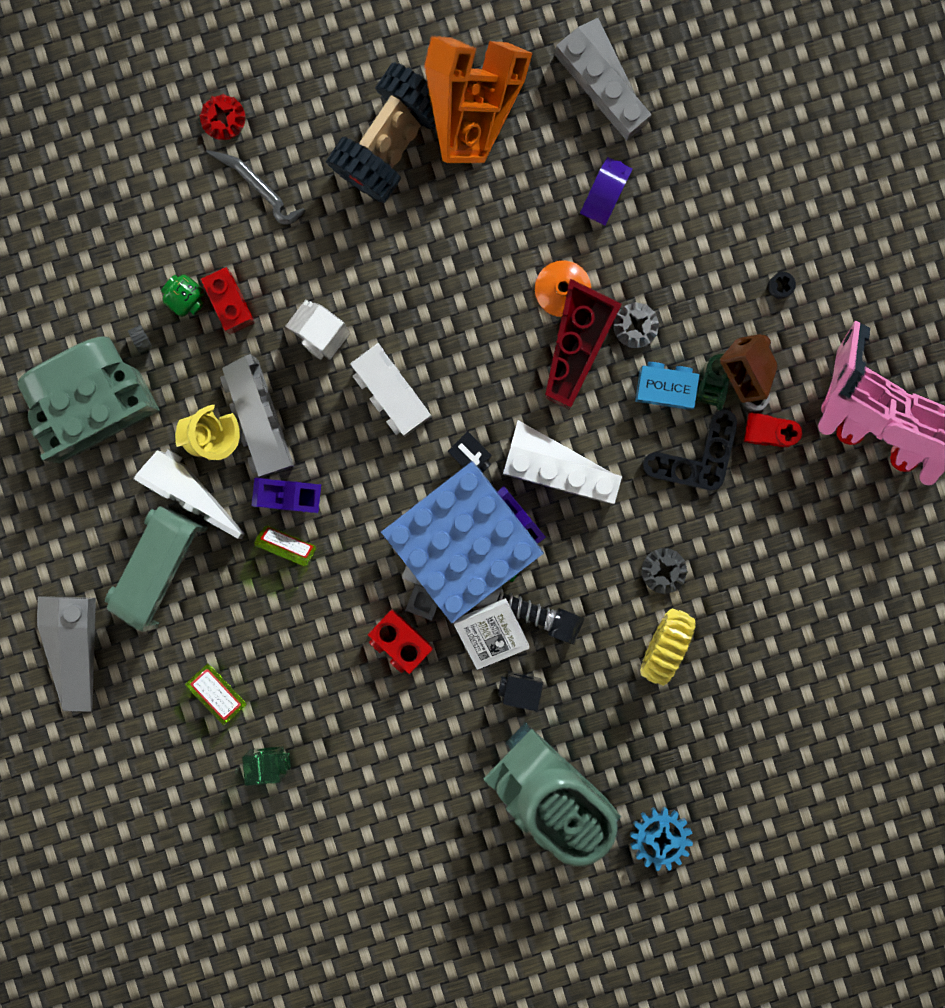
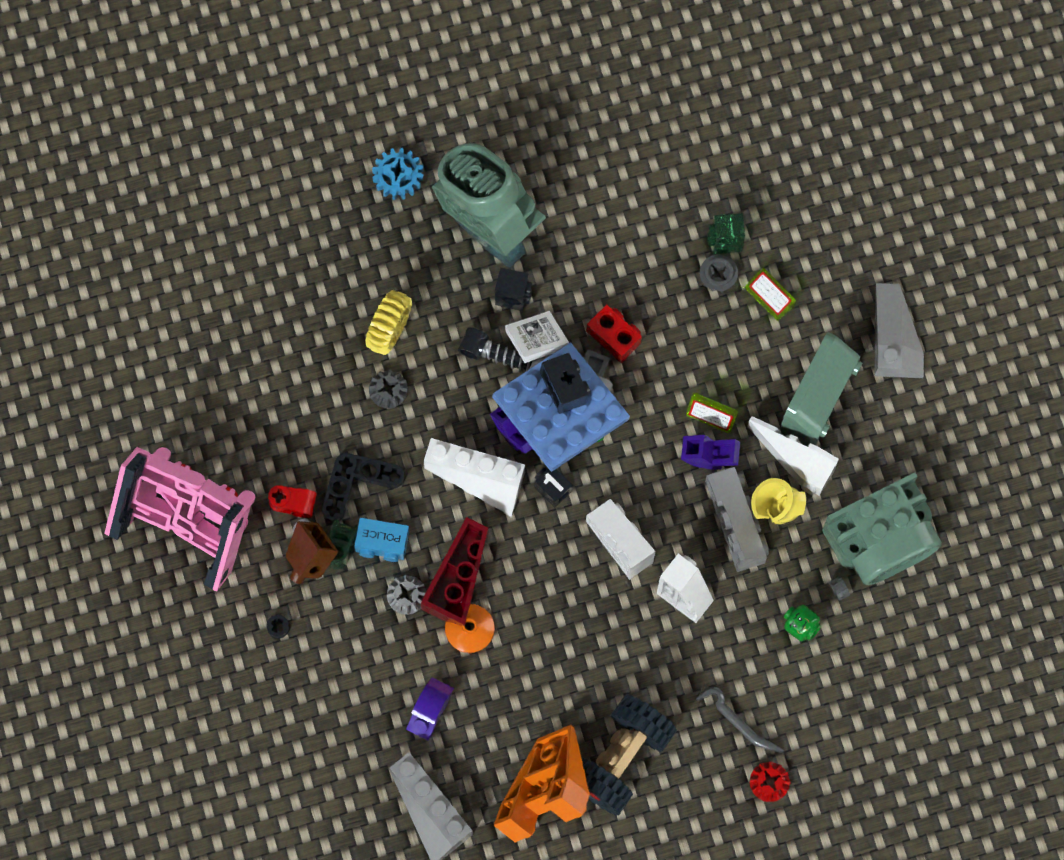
camera: 175 degrees right, 15 degrees down
(227, 300) = (762, 617): red brick -> none
(275, 733) = (719, 263): none -> dark grey gear
(471, 573) = (563, 395): none -> black brick

